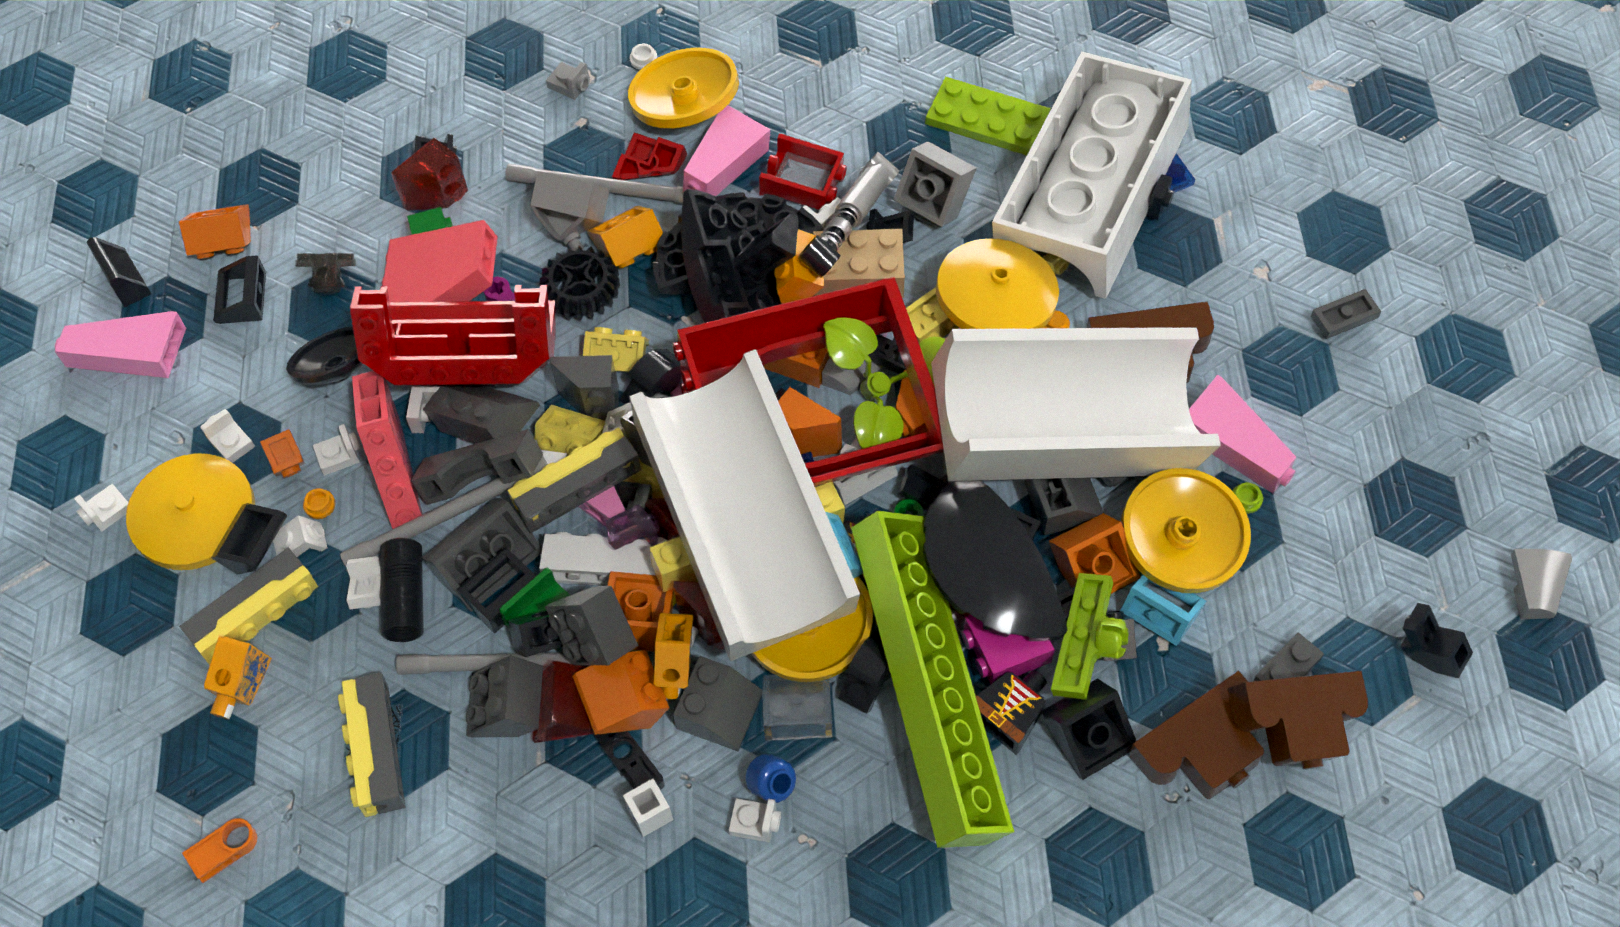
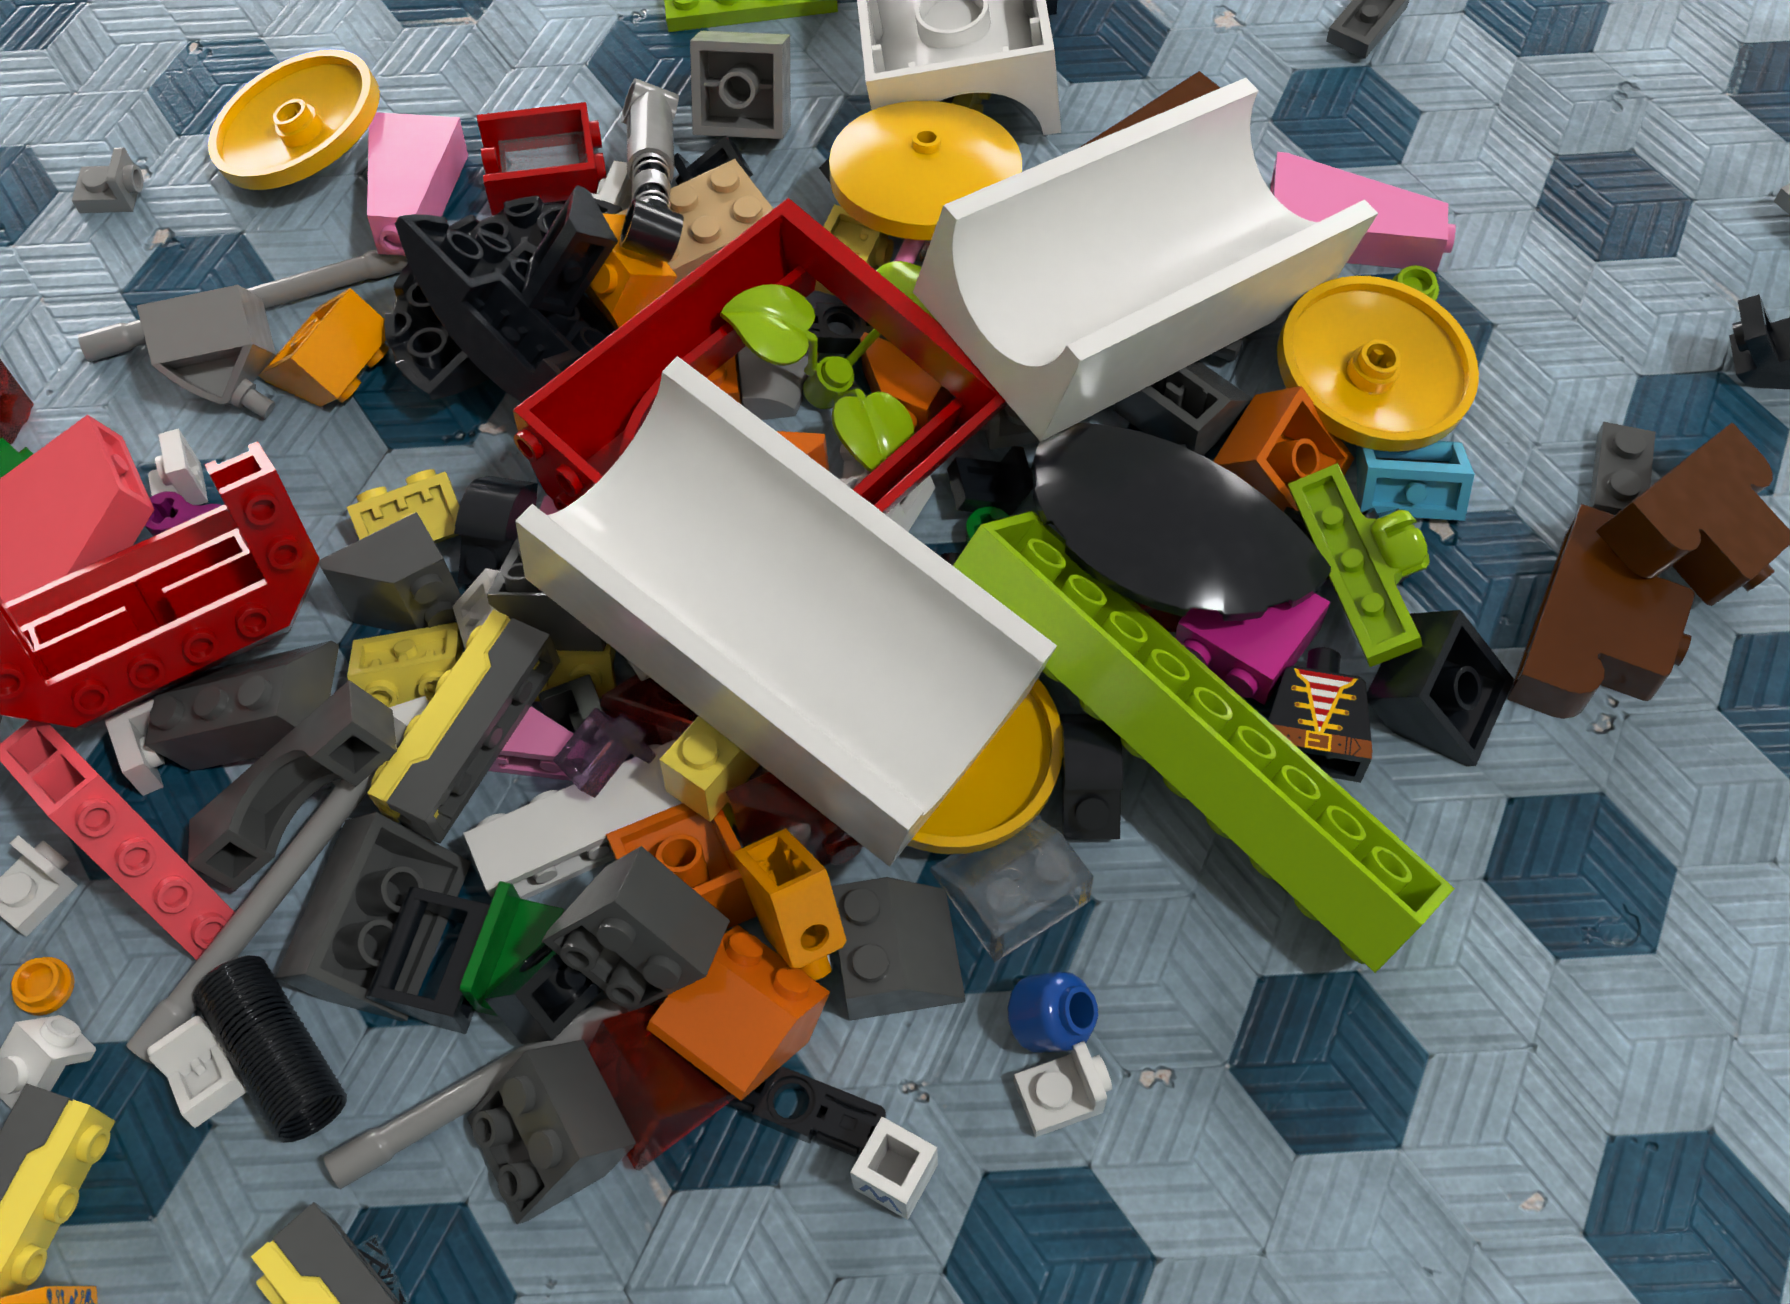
camera: 30 degrees left, 0 degrees up
(516, 267) = (178, 469): none -> white bracket
(581, 292) = (288, 433): black gear -> none
(642, 55) = (203, 109): white plate -> none
(649, 158) = (298, 234): red slope -> none

